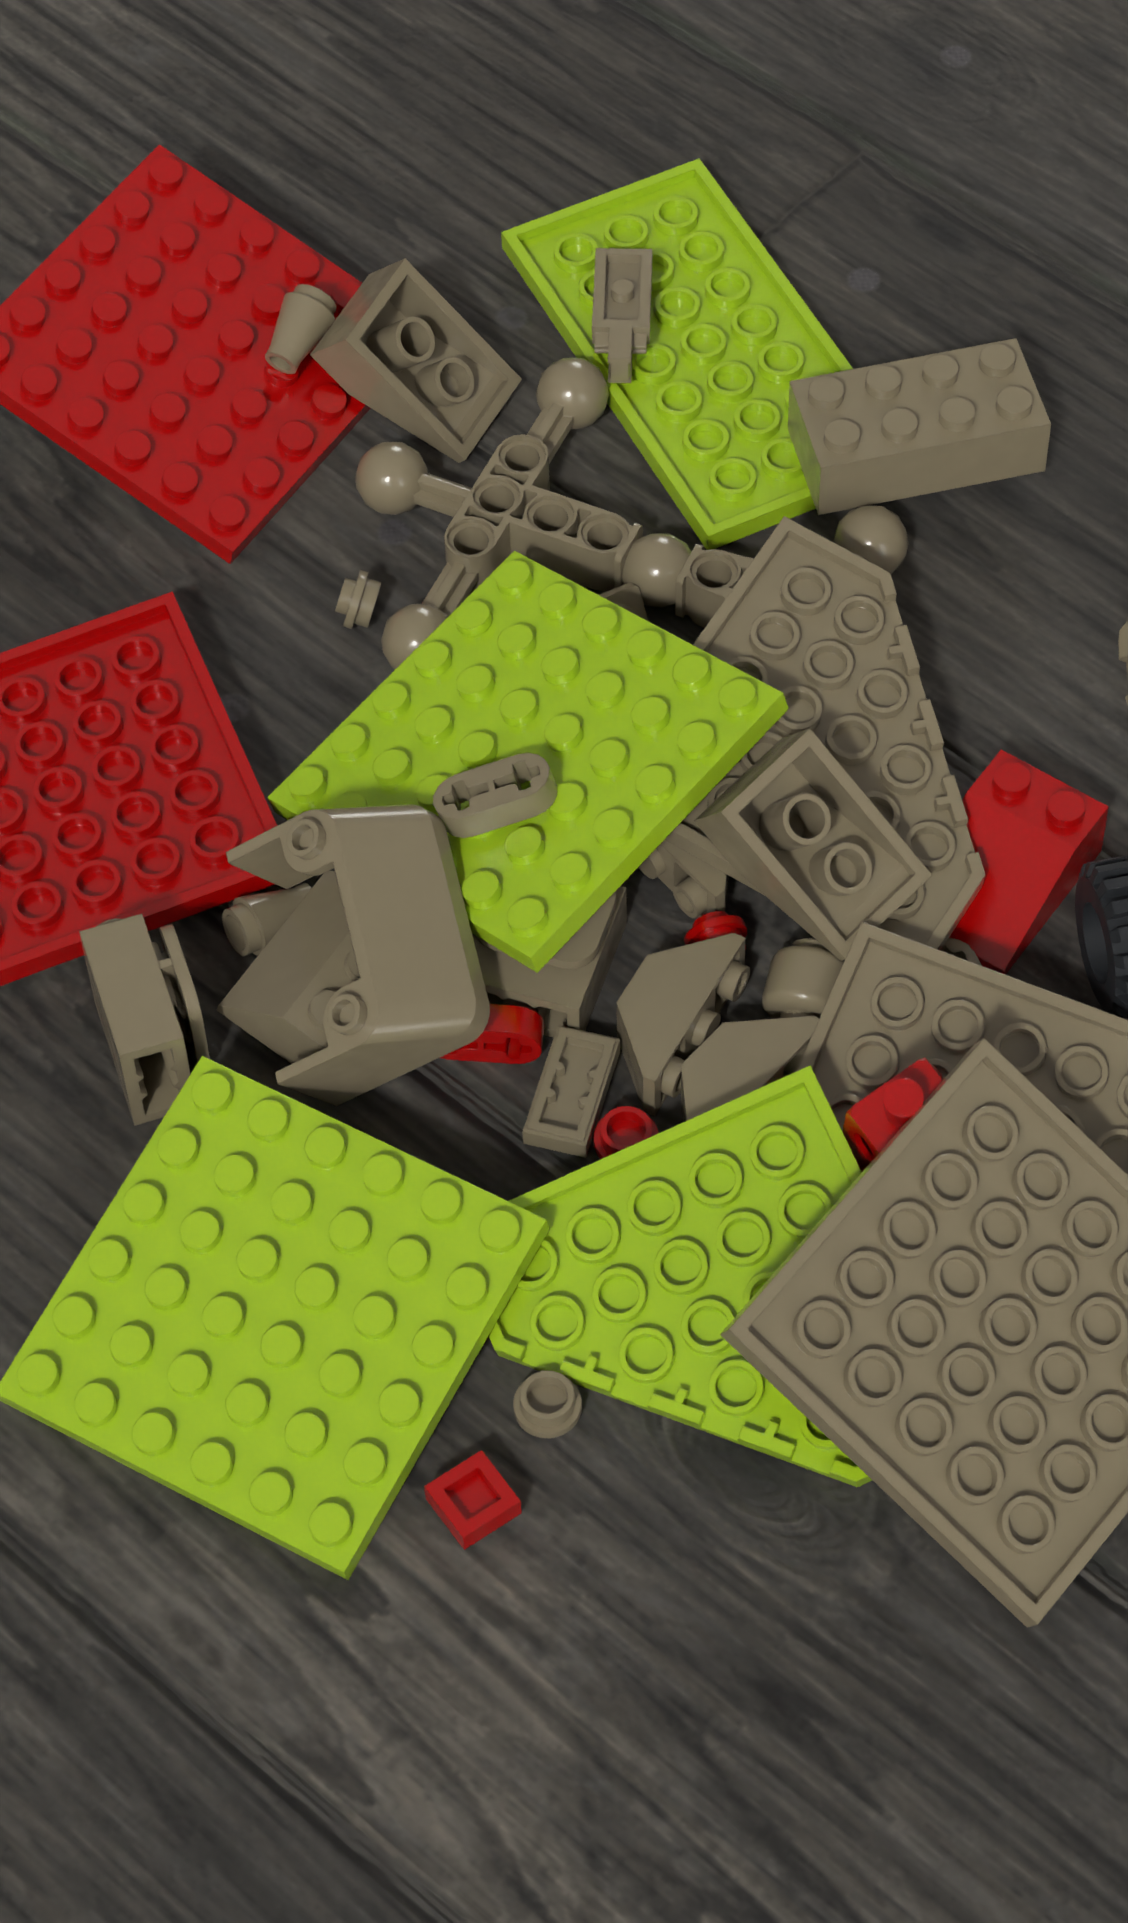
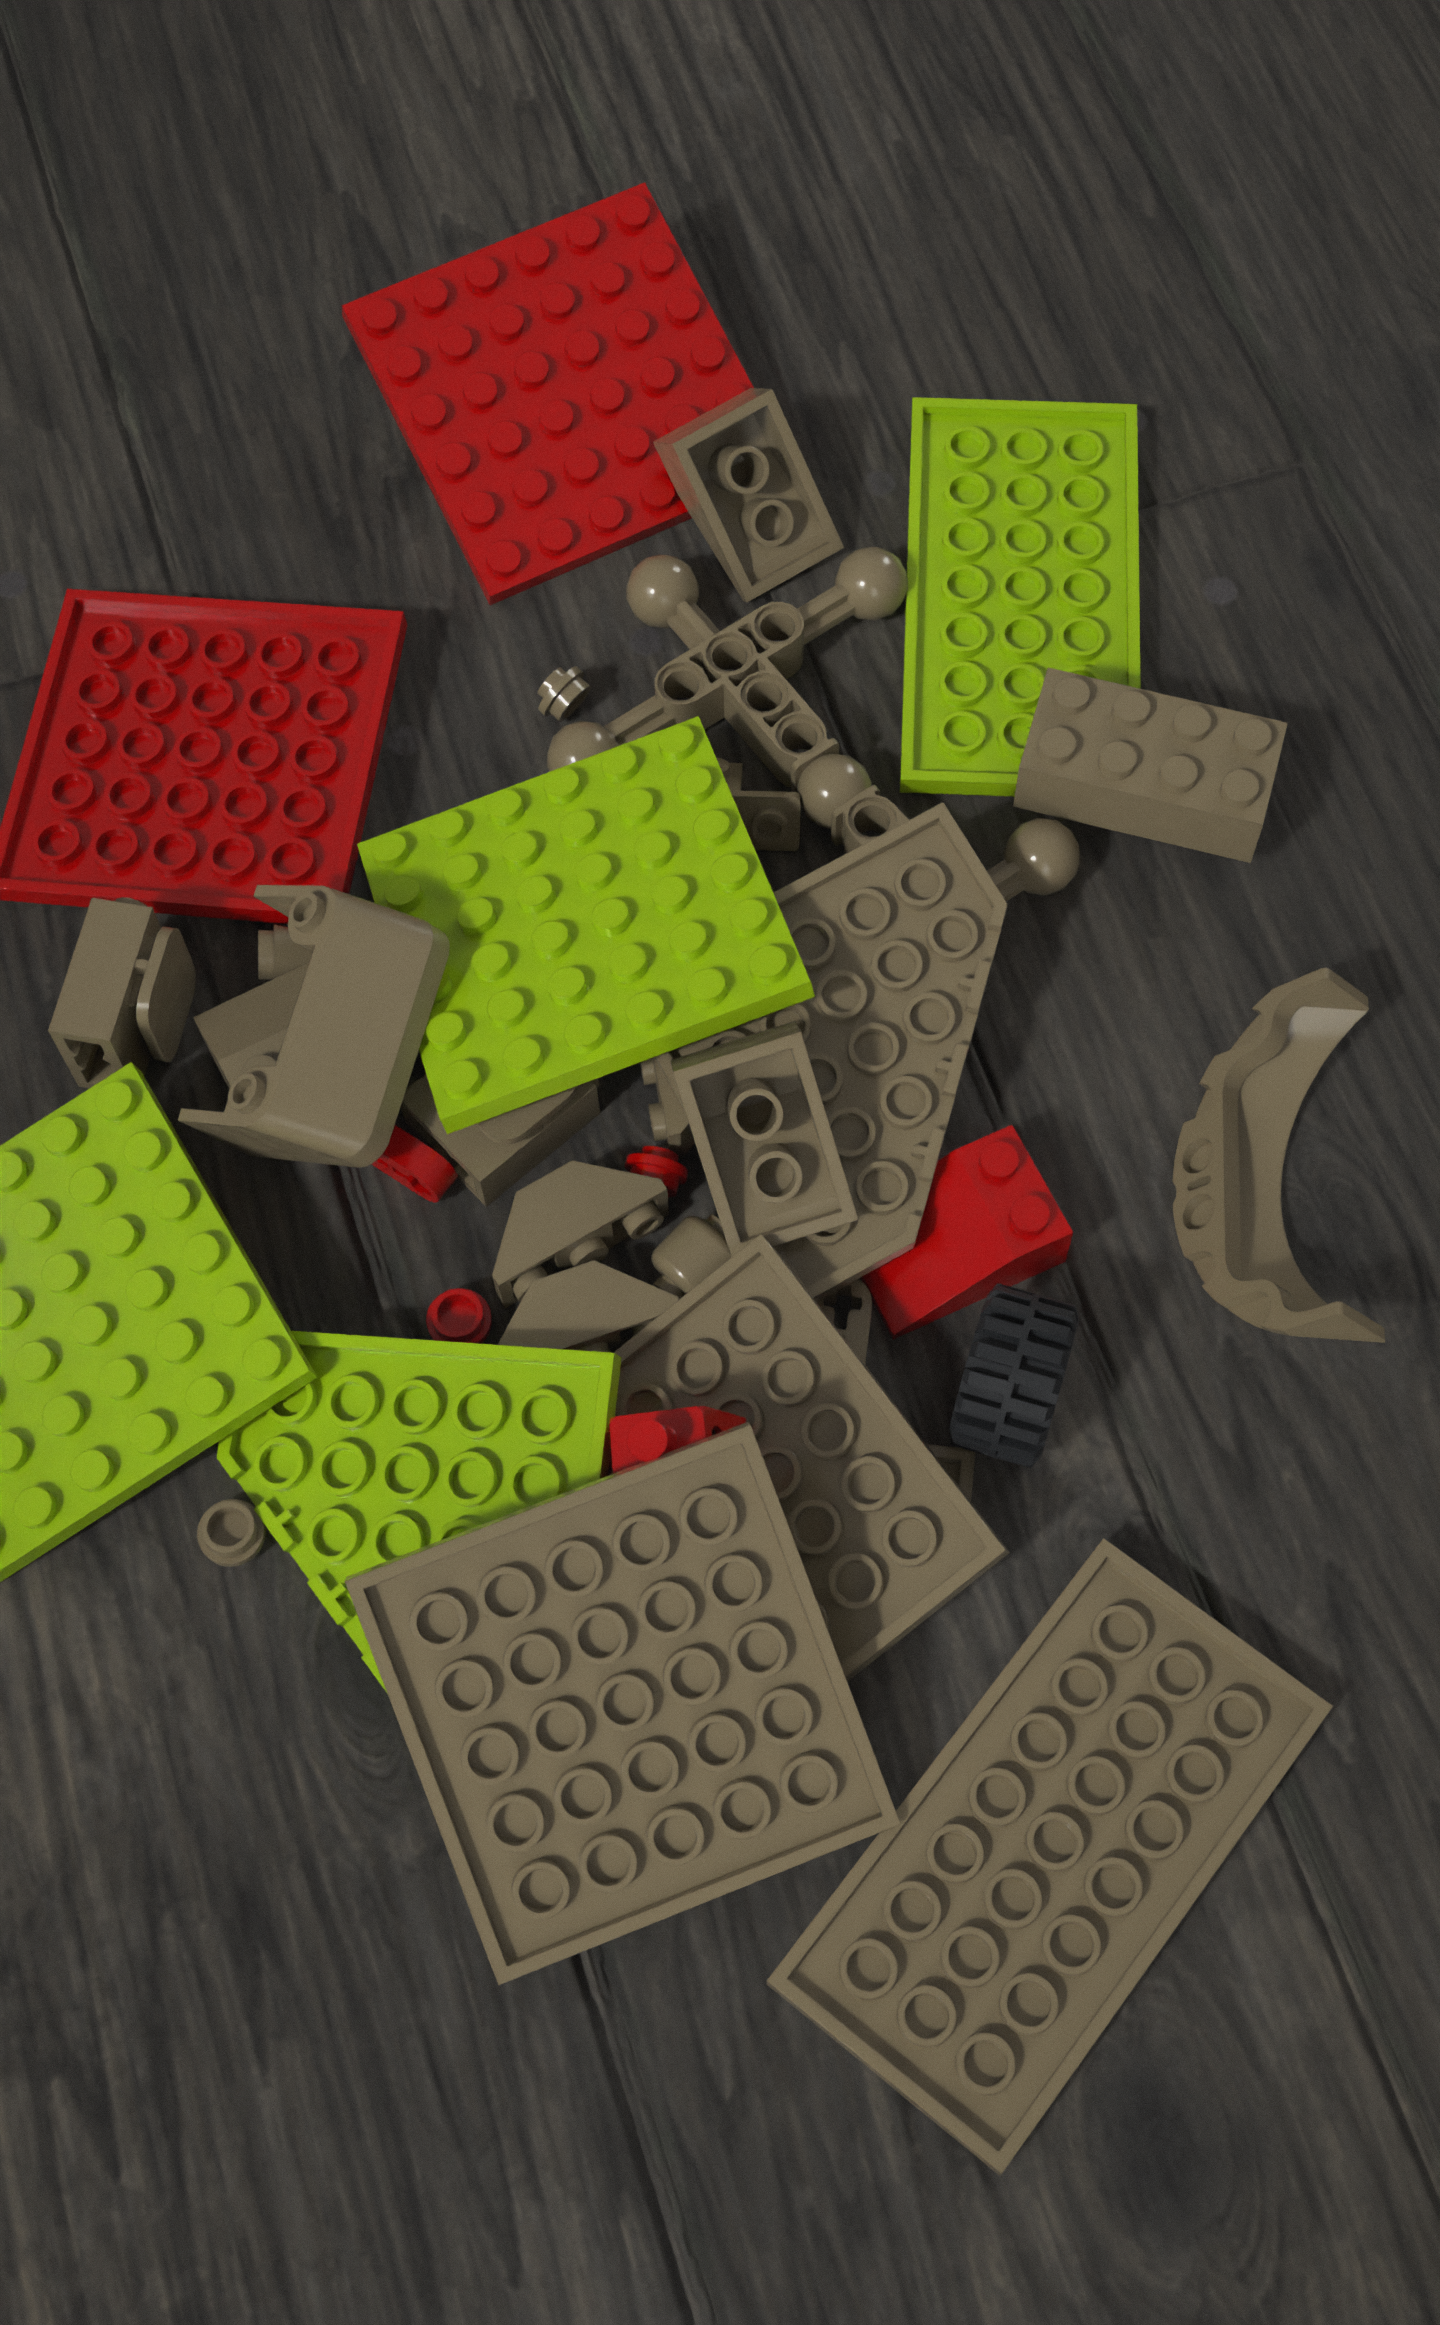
camera: 30 degrees right, 10 degrees up
(299, 327) = (661, 410): dark tan cone -> none
(473, 1499) = (110, 1586): red plate -> none
(495, 795) = (510, 943): dark tan beam -> none
(571, 1091) = (440, 1250): dark tan plate -> none
(621, 307) = (962, 521): dark tan hinge -> none

